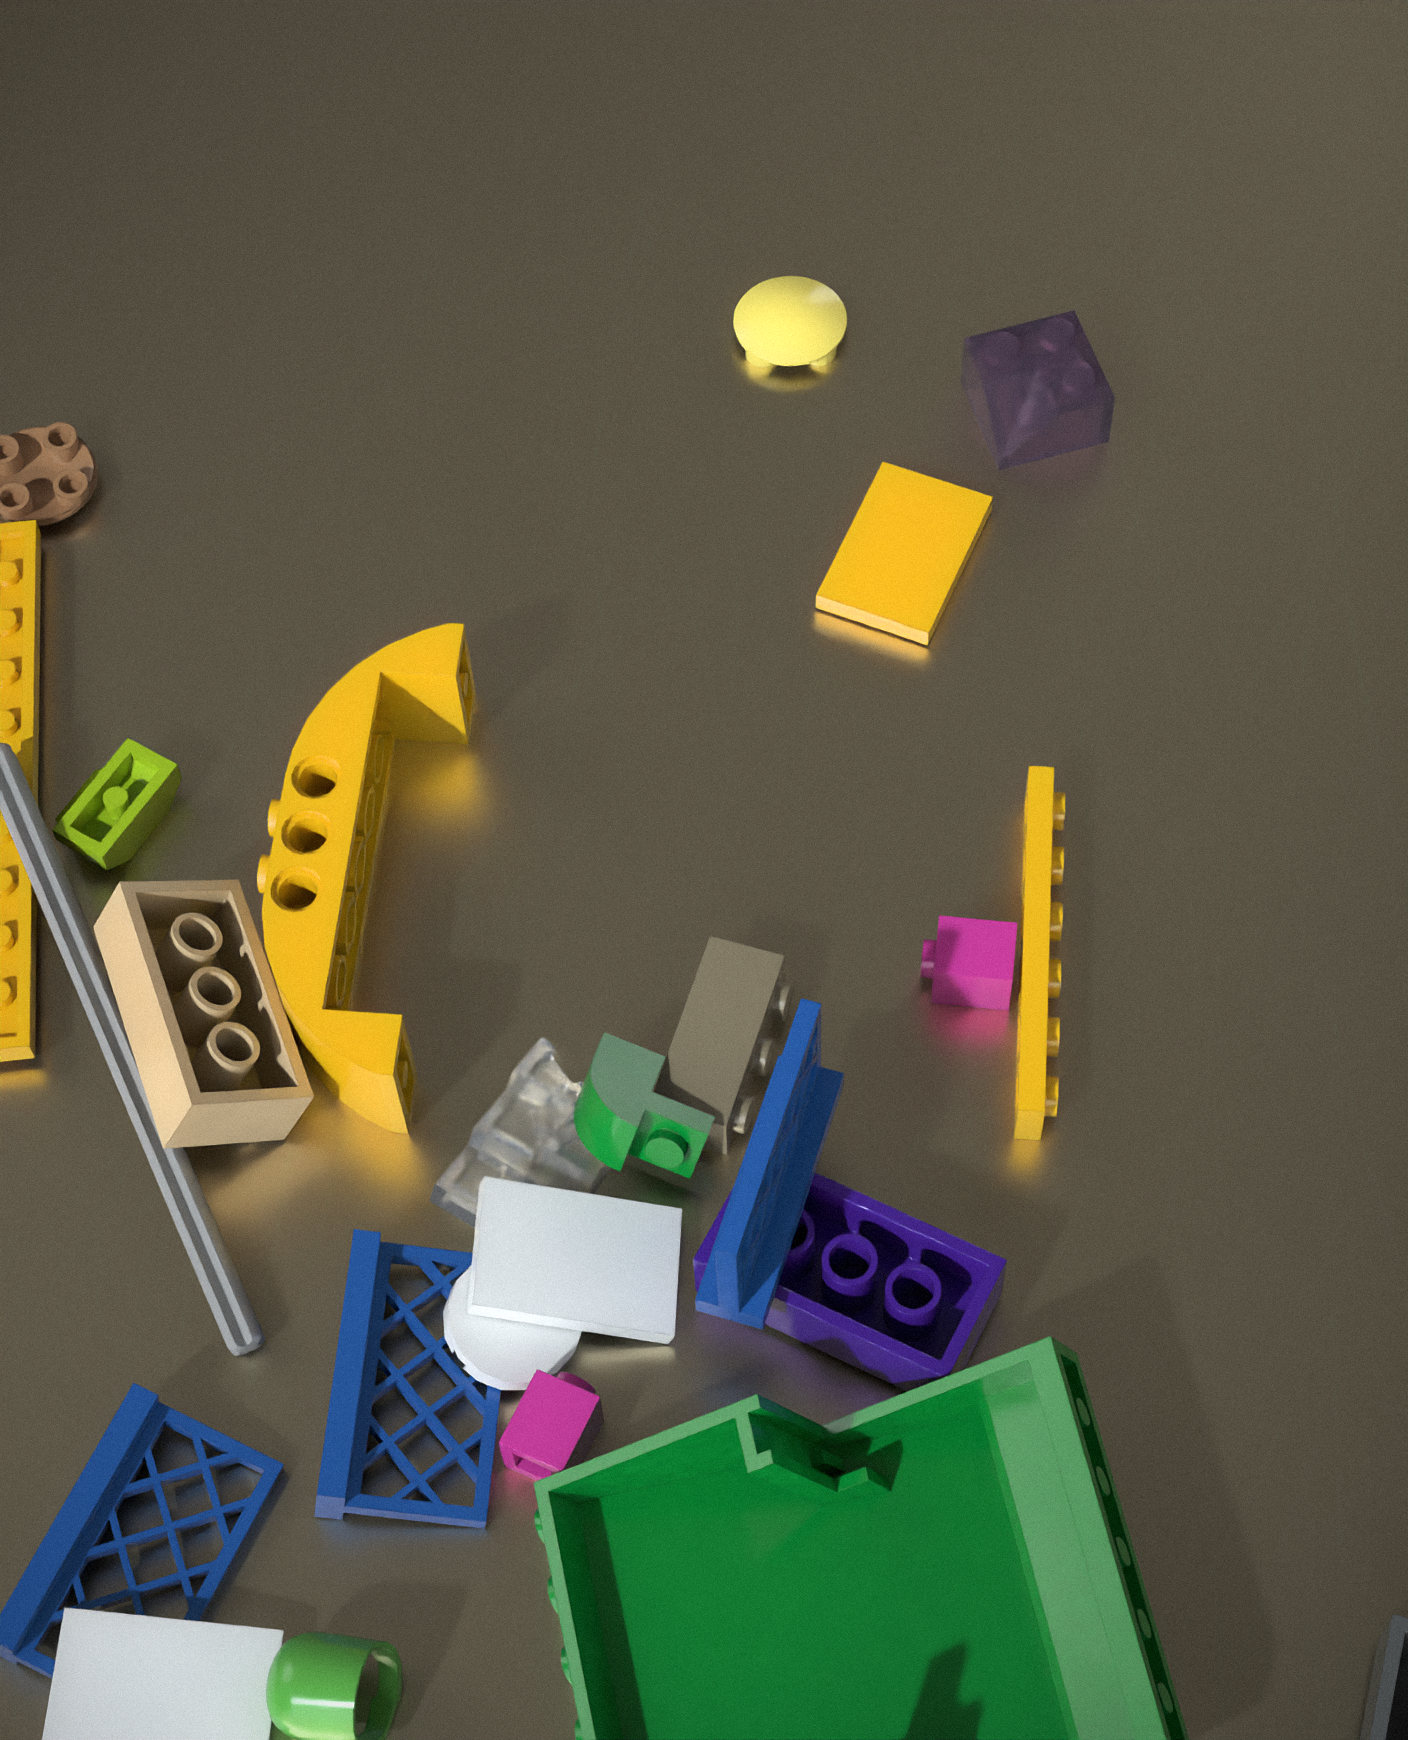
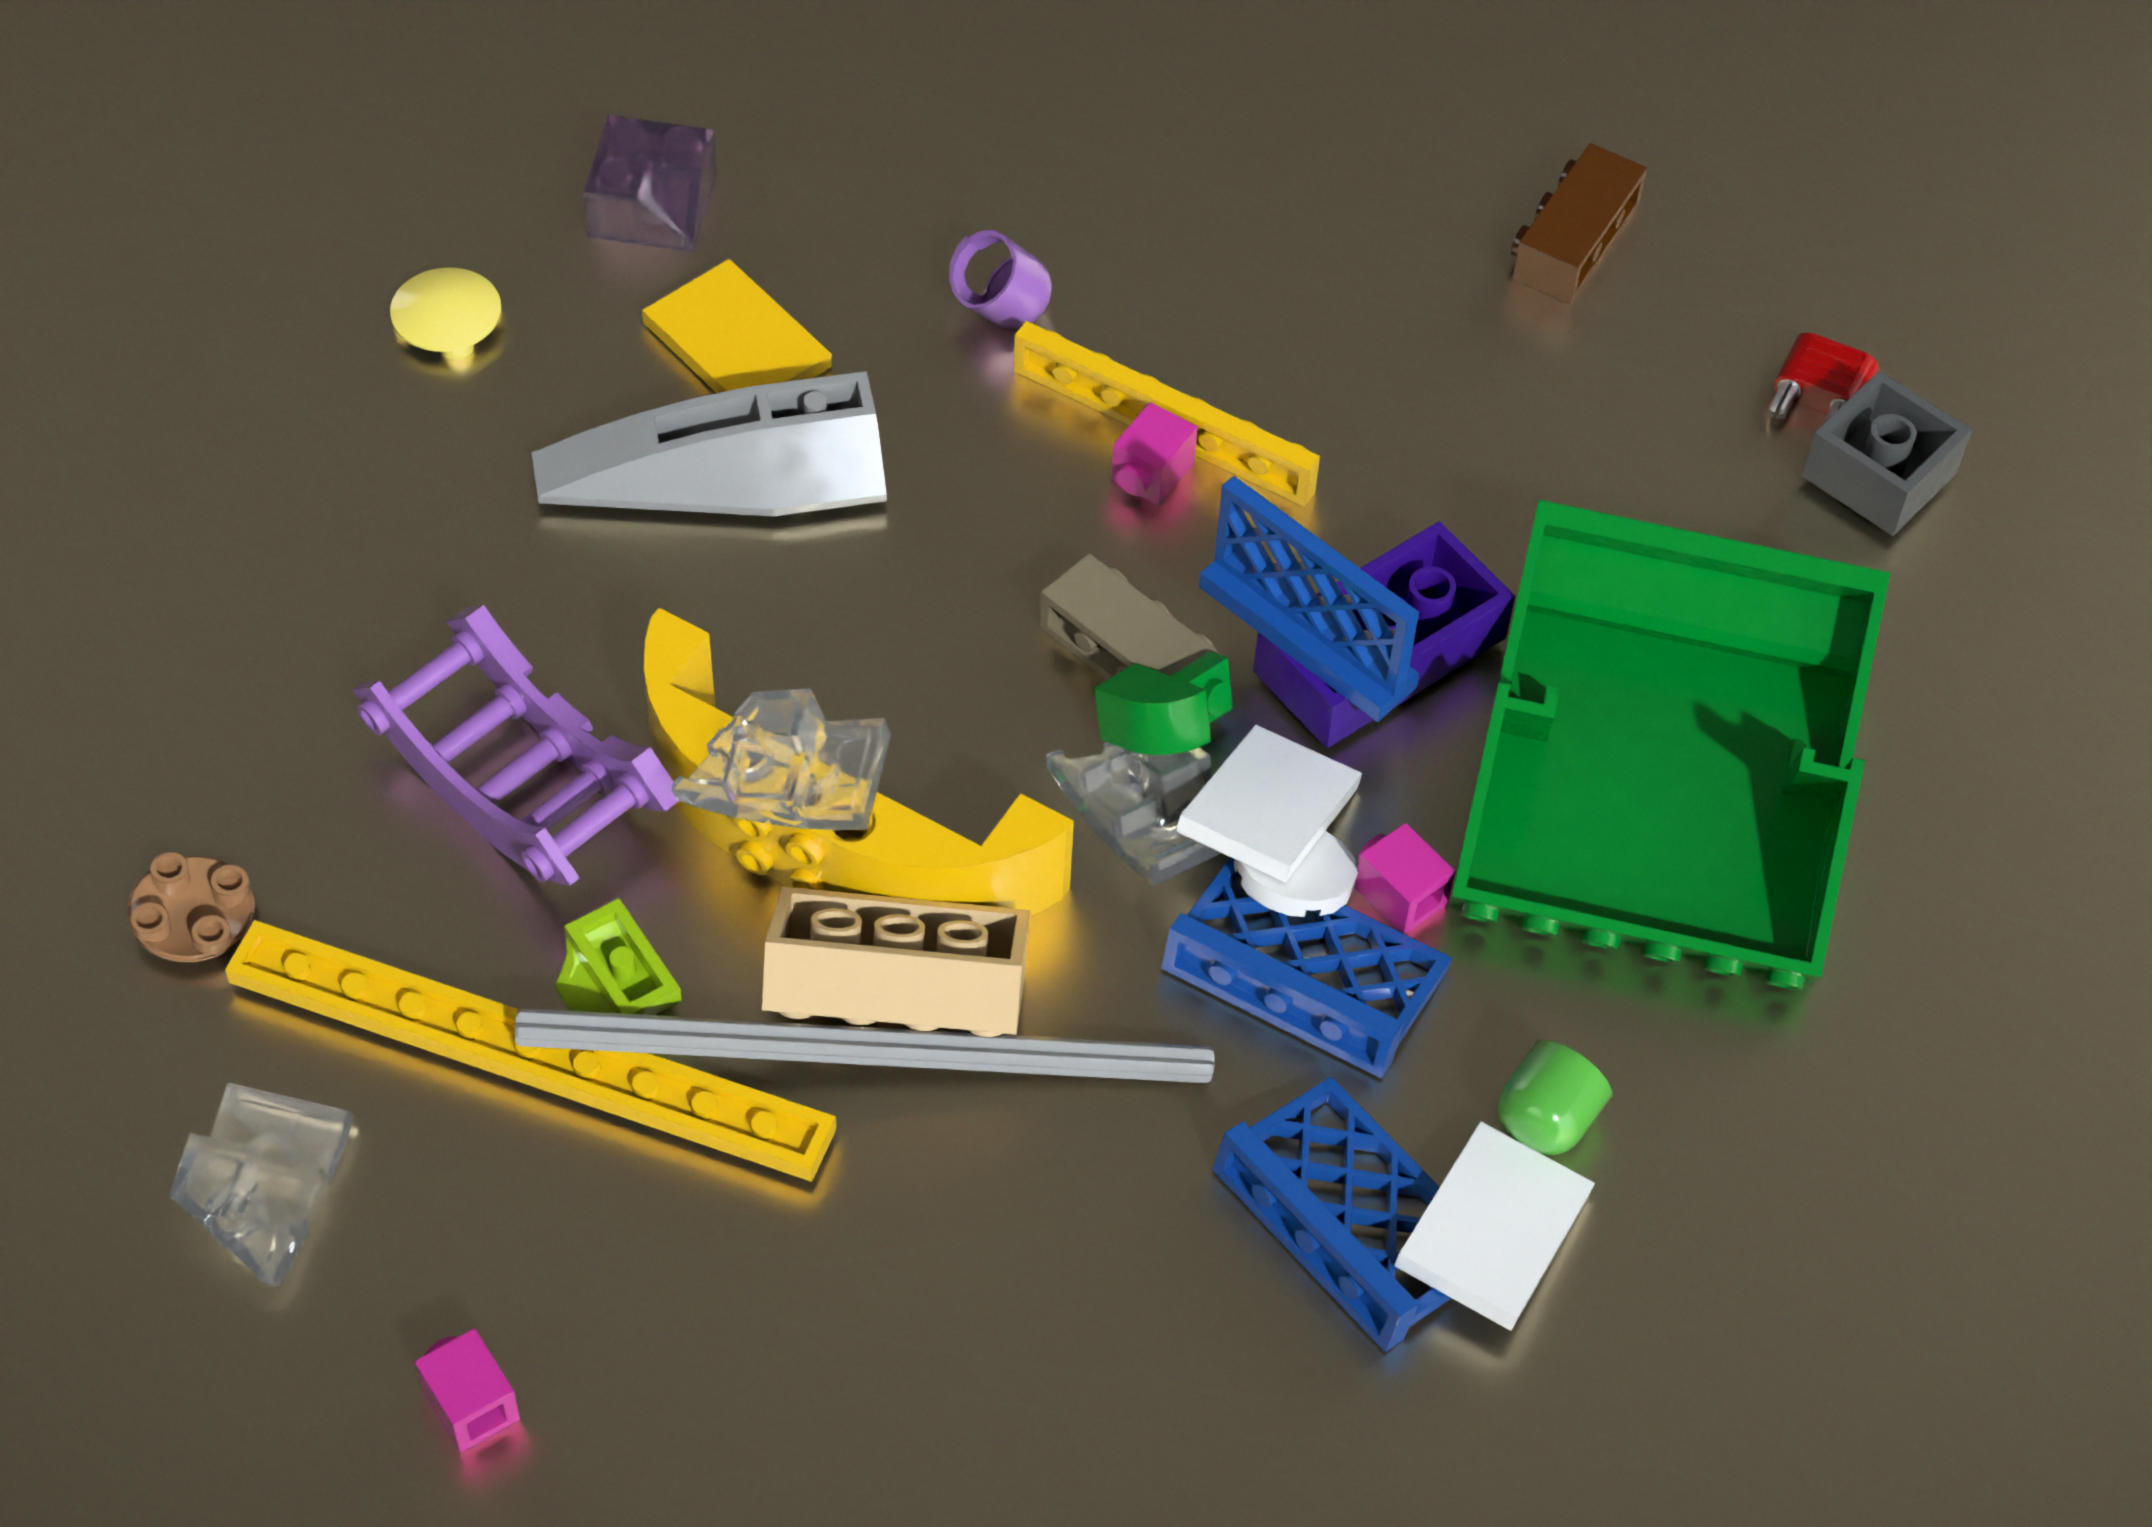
camera: 70 degrees left, 5 degrees down
(191, 669) = (614, 765): none -> medium lavender fence
(324, 810) = (790, 765): none -> clear slope
(748, 616) = (728, 453): none -> light grey wedge
(1113, 746) = (1015, 290): none -> medium lavender helmet

